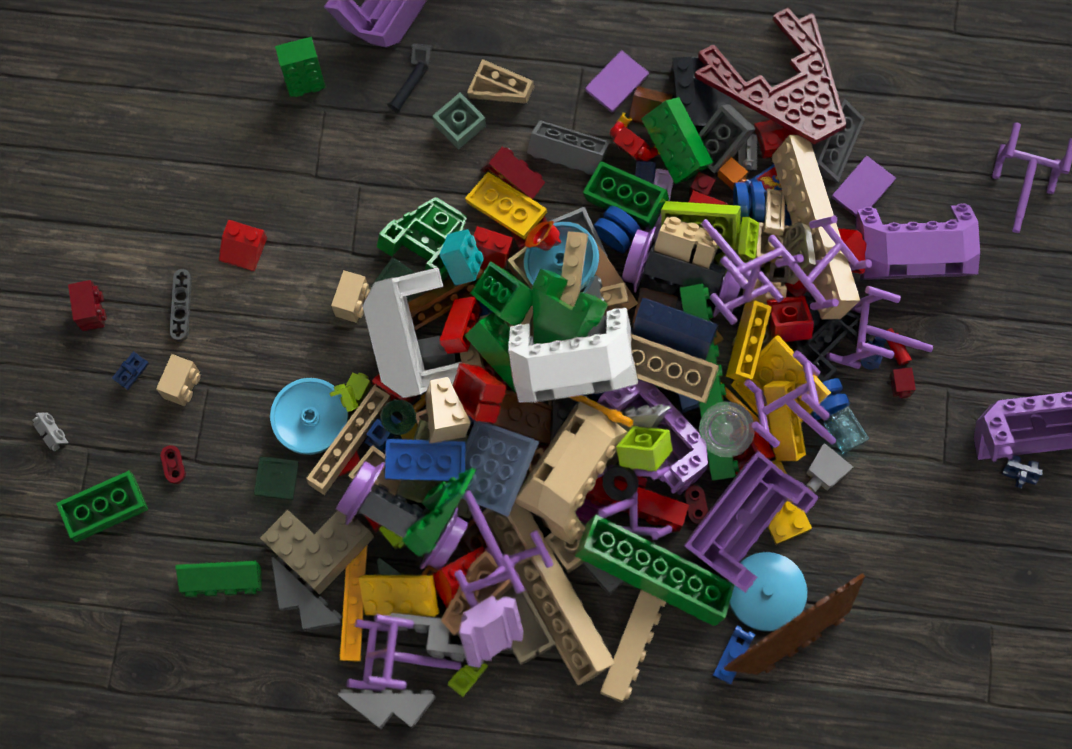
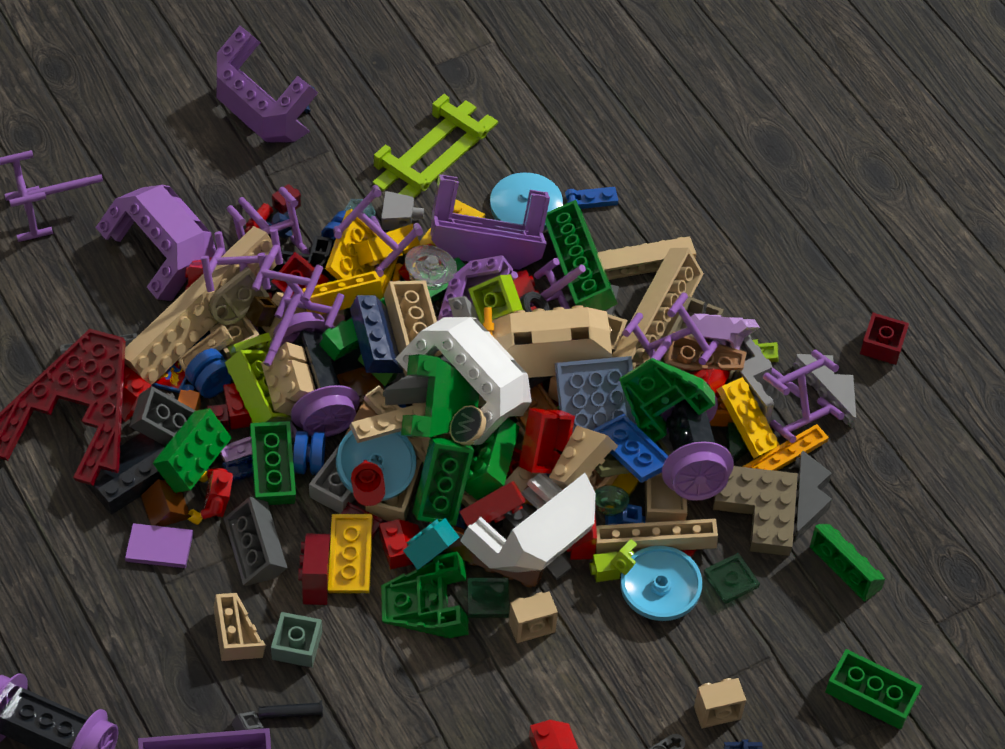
camera: 130 degrees left, 20 degrees down
(173, 465) = (788, 666): dark red plate -> none
(522, 323) = (467, 425): none -> tile
(799, 632) = (542, 152): reddish brown brick -> none
(863, 186) = (128, 311): medium lavender tile -> none
(909, 594) = (402, 168): none -> lime fence

